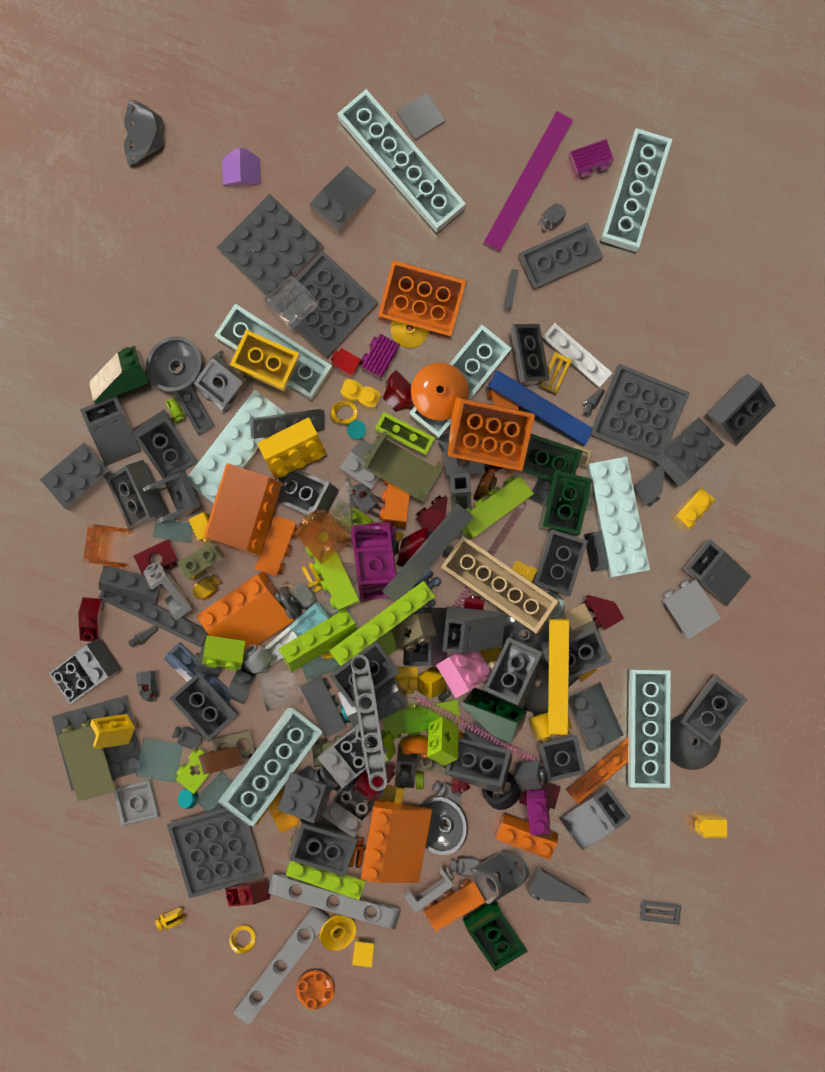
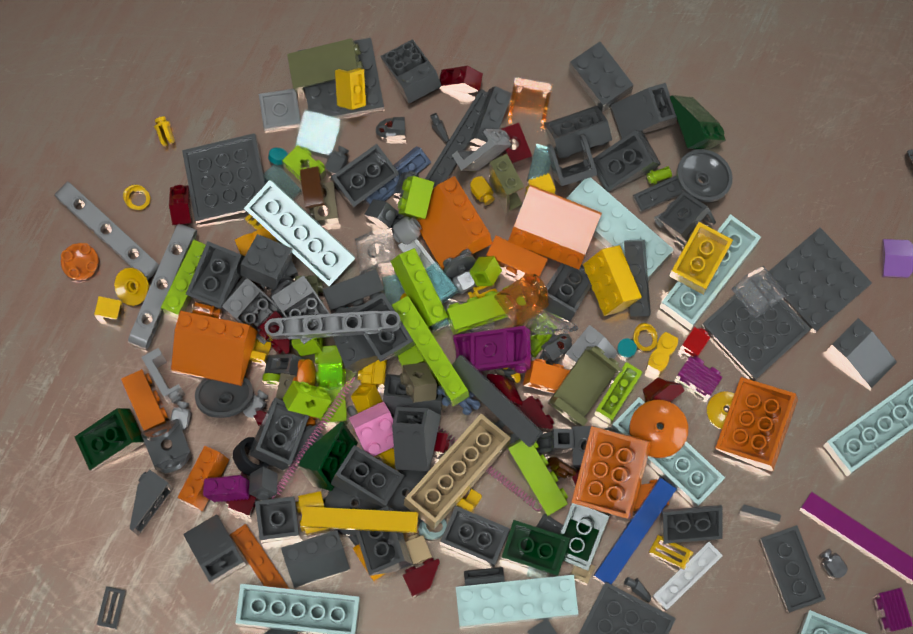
camera: 100 degrees right, 10 degrees down
(293, 575) = (485, 271): none -> lime brick

